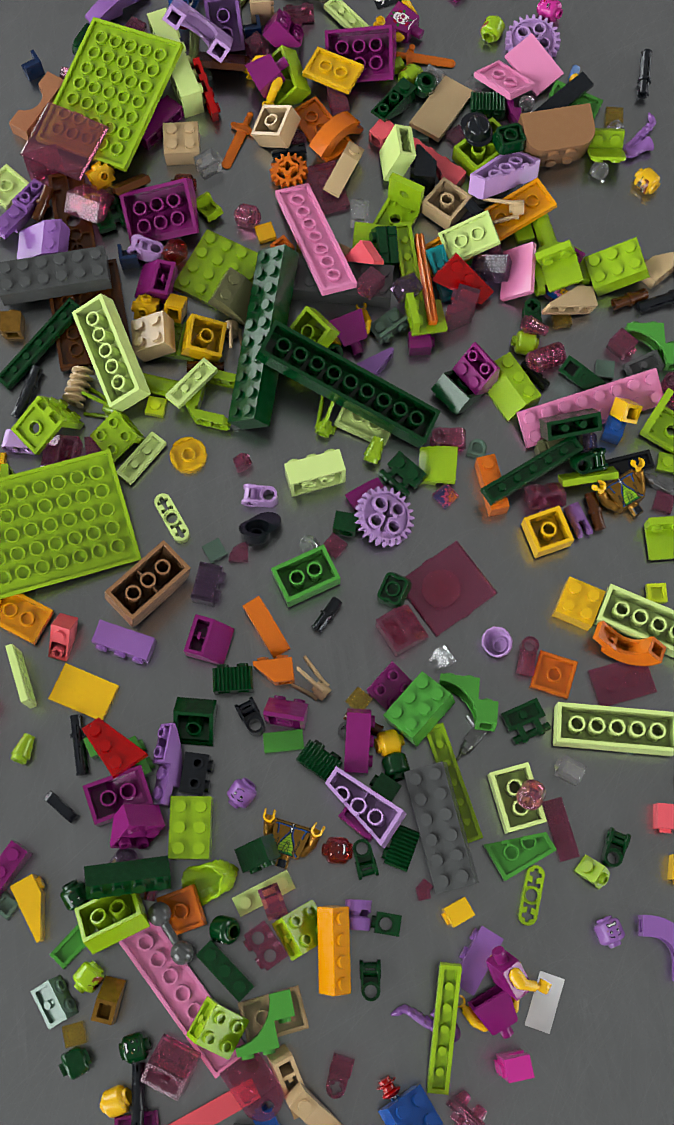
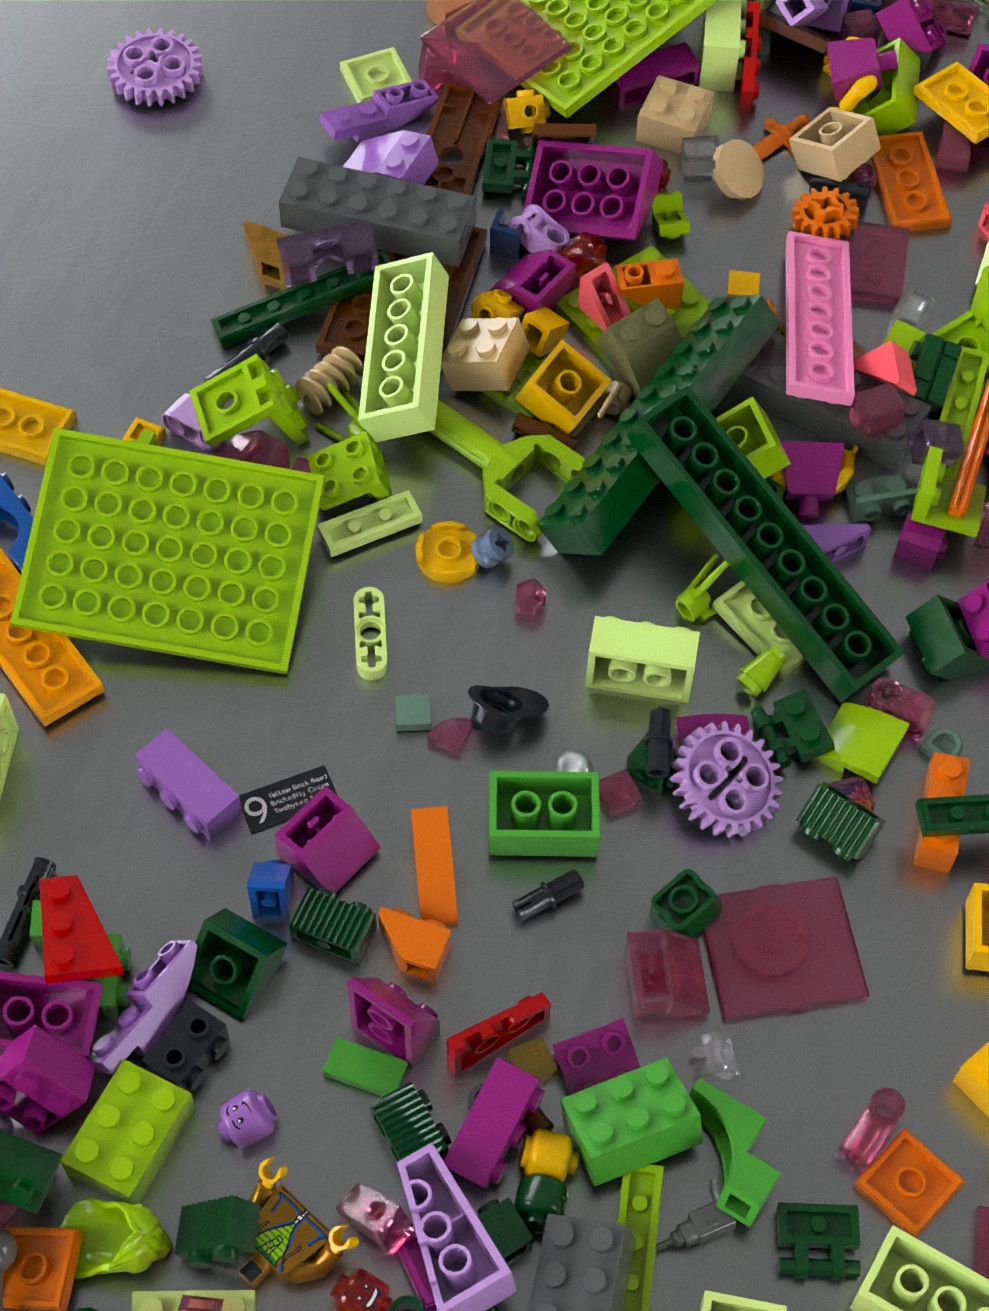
camera: 25 degrees right, 15 degrees down
(42, 203) = (418, 114): reddish brown pin -> none
(50, 303) = (347, 243): none -> clear purple arch
(62, 636) = (94, 731): coral slope -> none
(83, 692) = (79, 833): yellow tile -> none
(88, 203) = (485, 136): clear pink slope -> none
(148, 584) = (273, 705): medium nougat brick -> none
(156, 407) = (435, 461): neon yellow plate -> none
(175, 624) = (283, 799): none -> black sticker
(191, 383) = (508, 441): yellowish green plate -> none
(194, 676) = (271, 889): none -> blue slope
(200, 277) = (601, 297): none -> coral slope
(207, 584) = (373, 756): clear purple brick -> none
(210, 444) = (492, 547): none -> sand blue wheel
(220, 256) = (650, 280): none -> orange slope
(231, 163) = (738, 169): none -> tan tile
(247, 216) = (725, 249): clear pink head -> none
(249, 714) = (329, 998): black piece -> none
(255, 496) = (527, 656): lavender piece -> none
(320, 689) = (471, 1008): tan plant -> none
(325, 810) = (376, 1217): none -> clear pink leg
(333, 132) = (925, 182): orange arch -> none
(336, 695) = (494, 1033): none -> red wing
(343, 169) = (916, 242): tan slope -> none
(344, 514) = (658, 742): none -> black axle
(447, 513) = (839, 821): none -> dark green brick
(497, 642) = (828, 1073): lavender hair -> none

